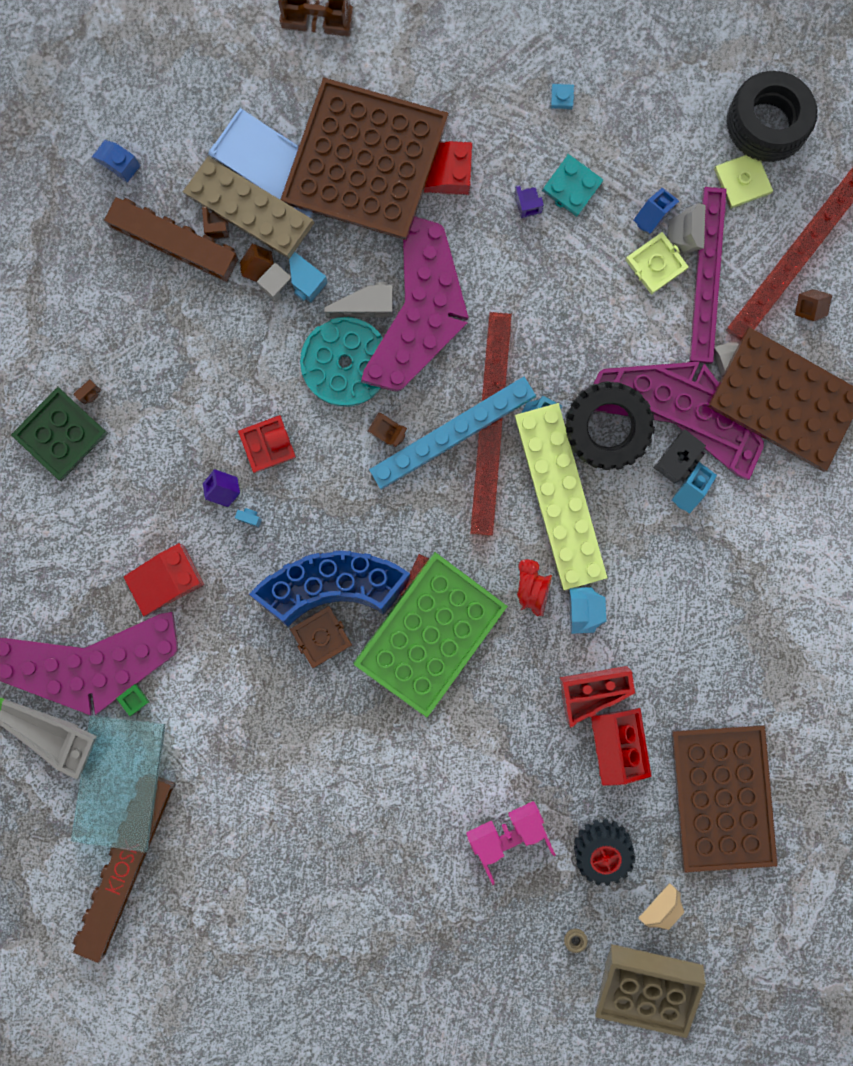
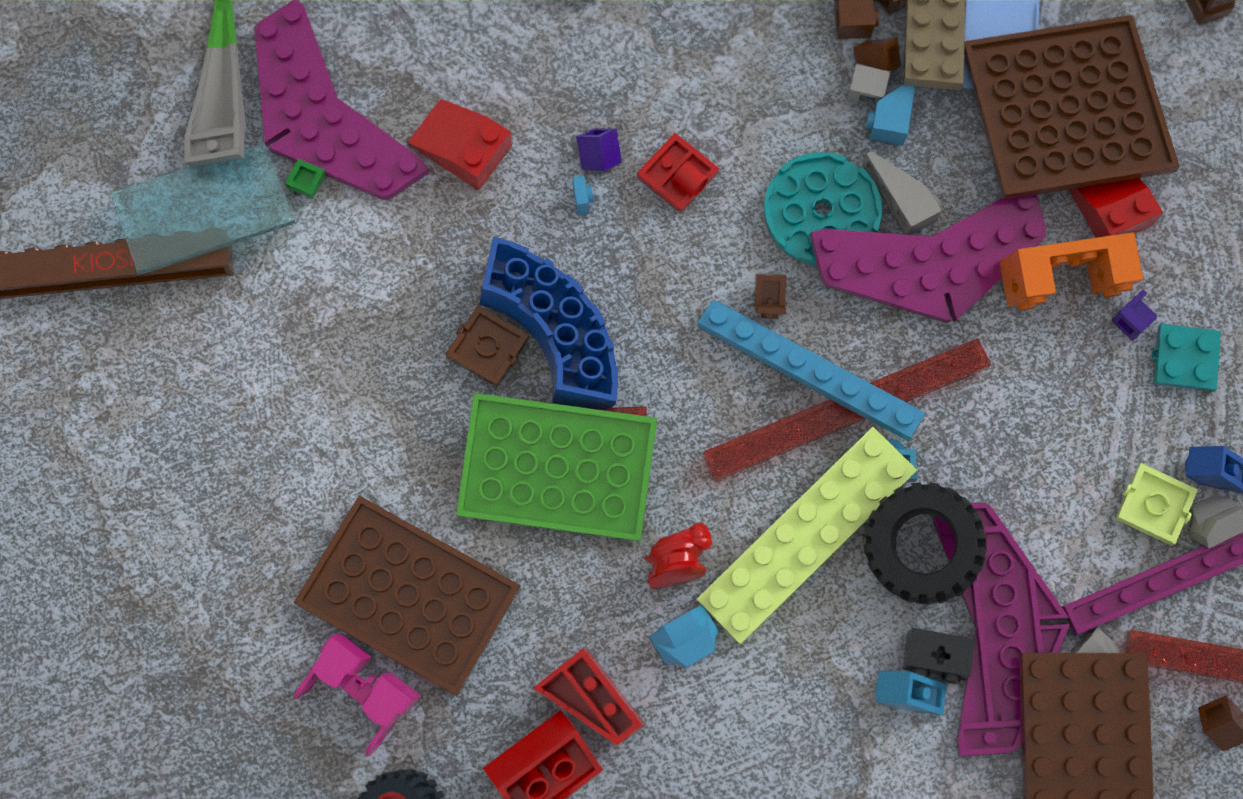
camera: 55 degrees right, 10 degrees down
(462, 776) = (407, 595): none -> reddish brown plate
(489, 197) = (1110, 262): none -> orange plate

